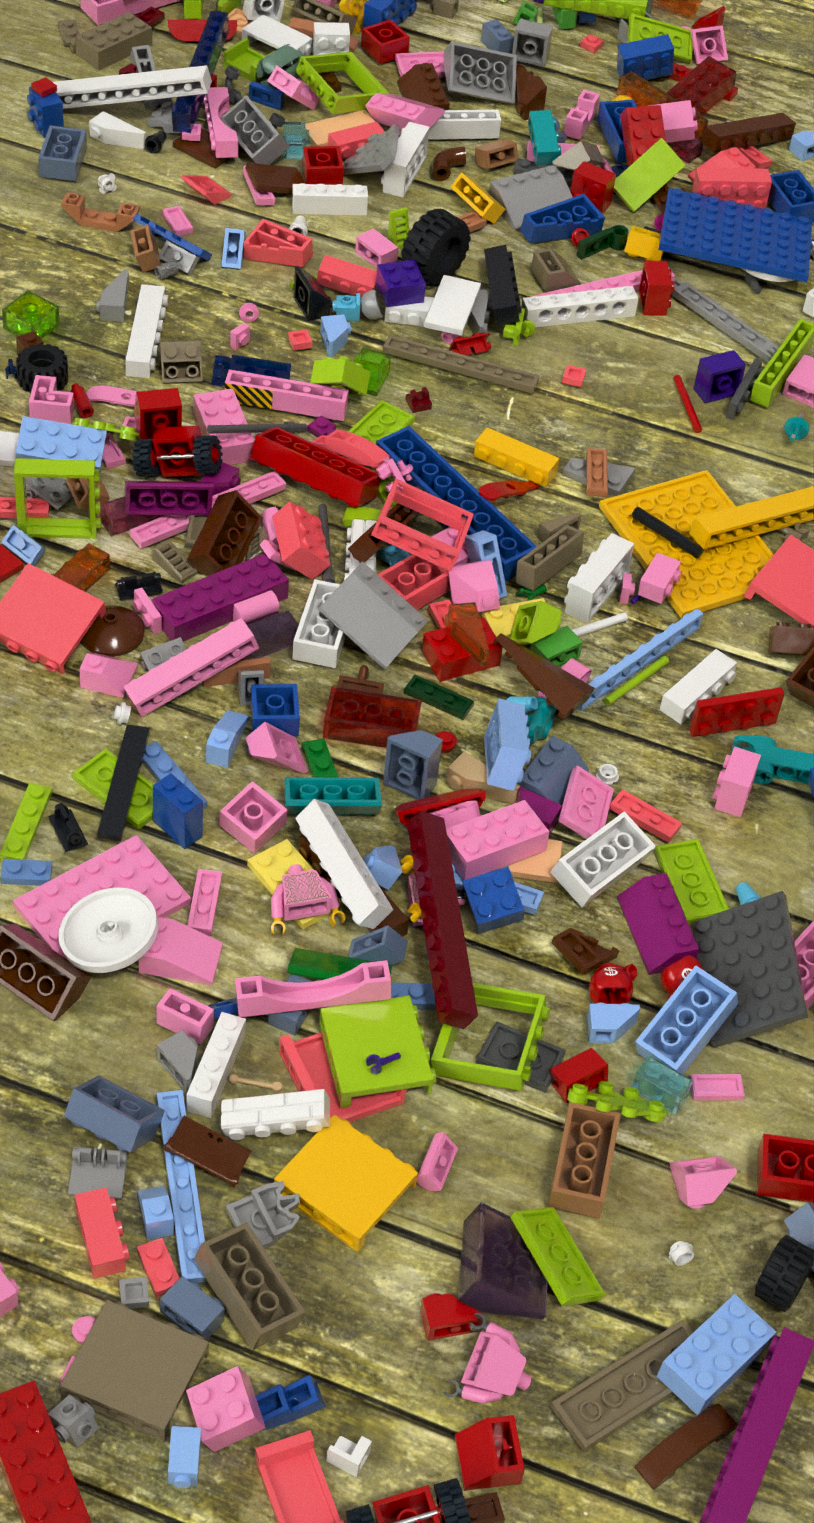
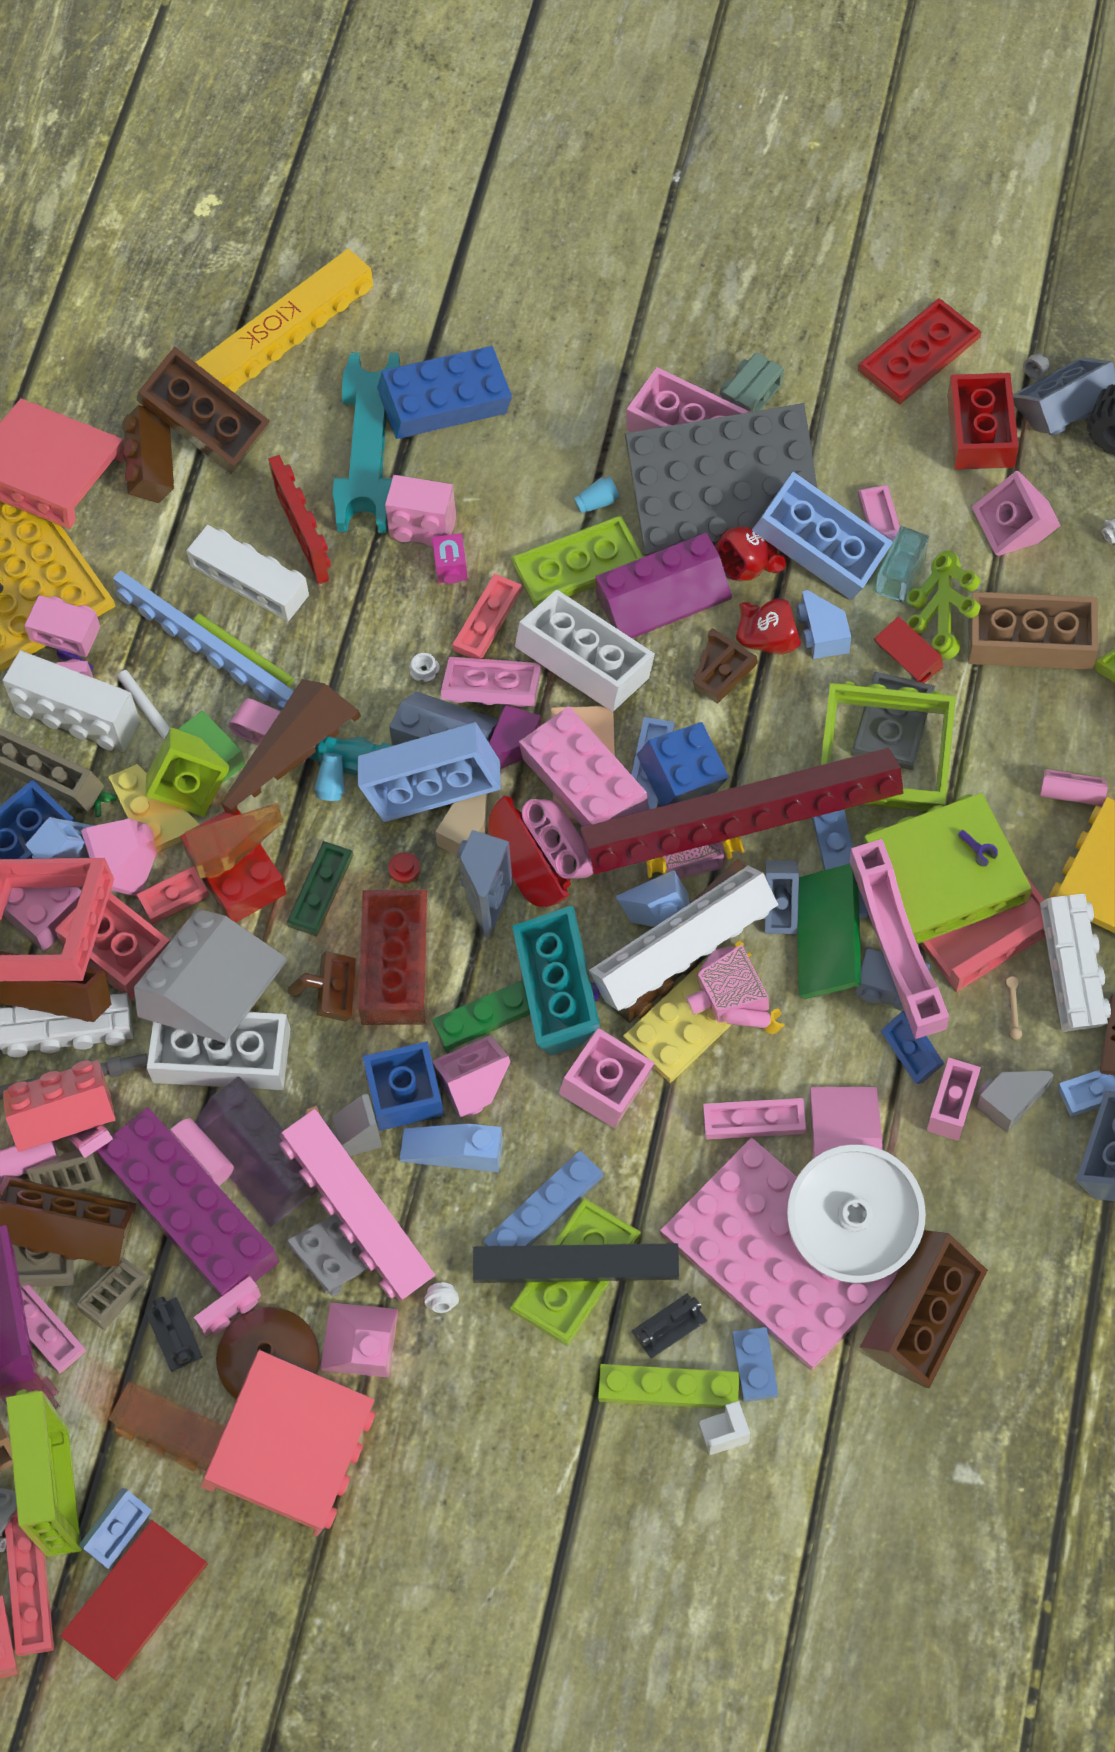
camera: 90 degrees left, 15 degrees up
(177, 811) = (627, 1170): blue brick -> none
(216, 1065) = (1012, 1049): white brick -> none
(698, 800) = (449, 558): none -> dark pink brick

